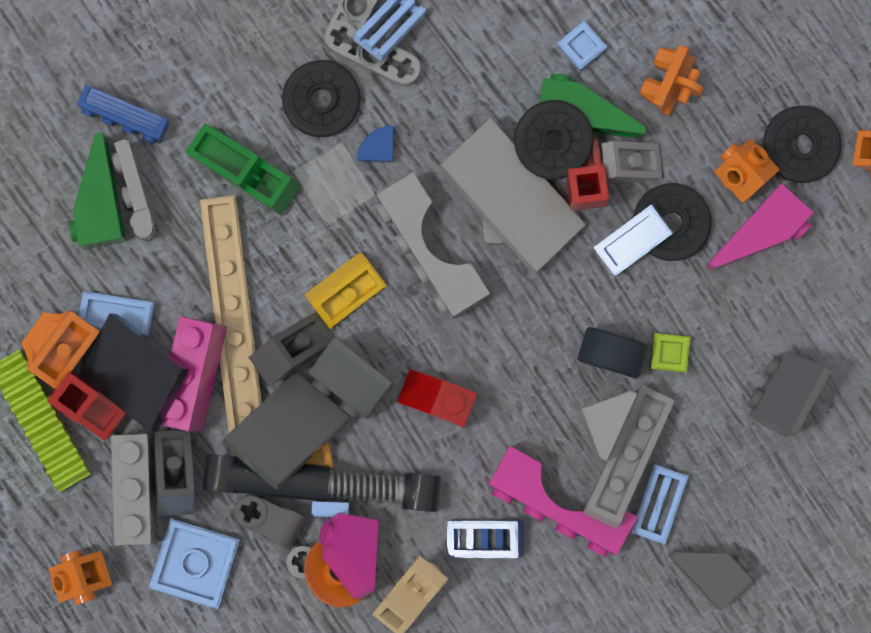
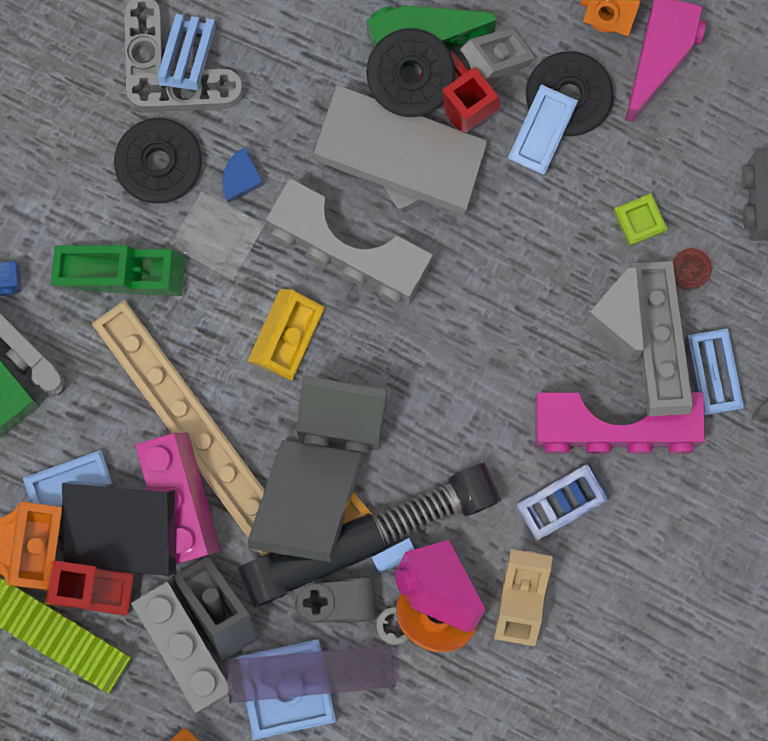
camera: 30 degrees left, 5 degrees down
(217, 563) = (309, 673): none -> clear purple tile
(291, 348) = (265, 419): dark grey slope -> none
(437, 398) = (438, 387): red slope -> none
(612, 352) = (585, 247): black wheel -> none
(687, 413) = (691, 269): none -> clear red tile

